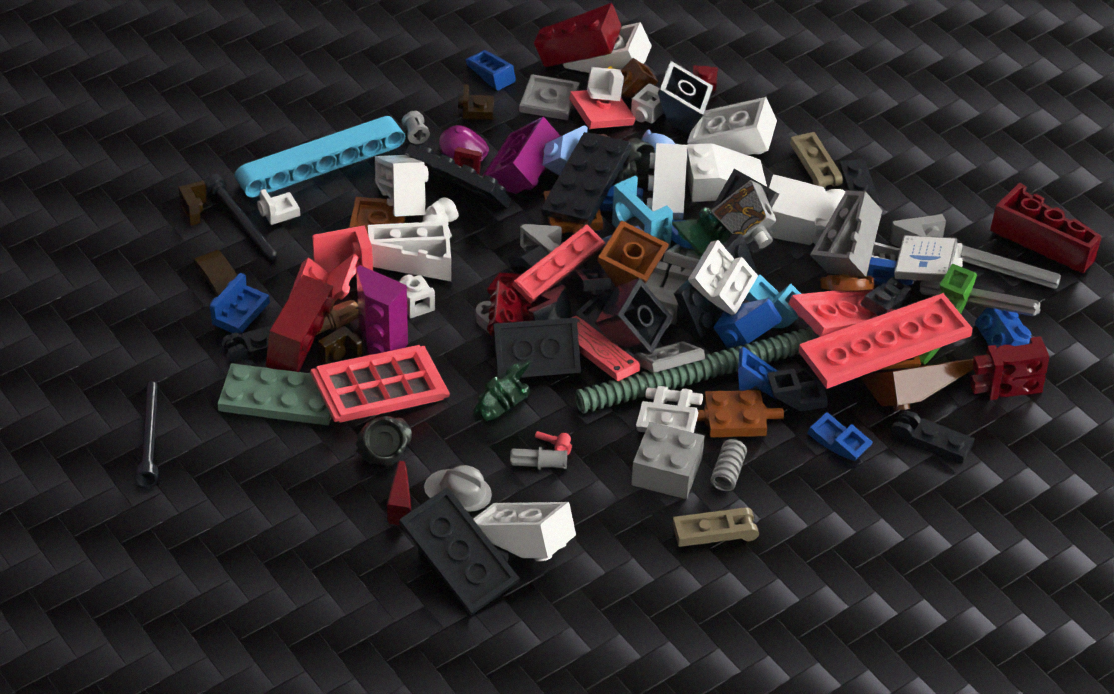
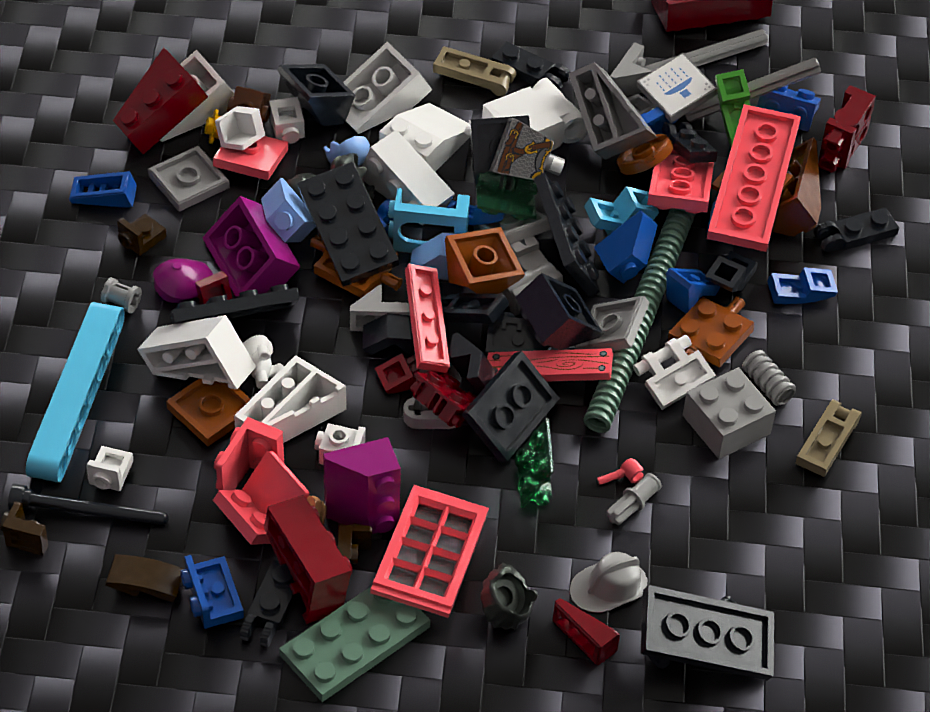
camera: 50 degrees left, 5 degrees up
(528, 528) = (718, 564): white slope -> none
(707, 74) = (286, 57): dark red plate -> none
(722, 278) = (582, 222): white slope -> none

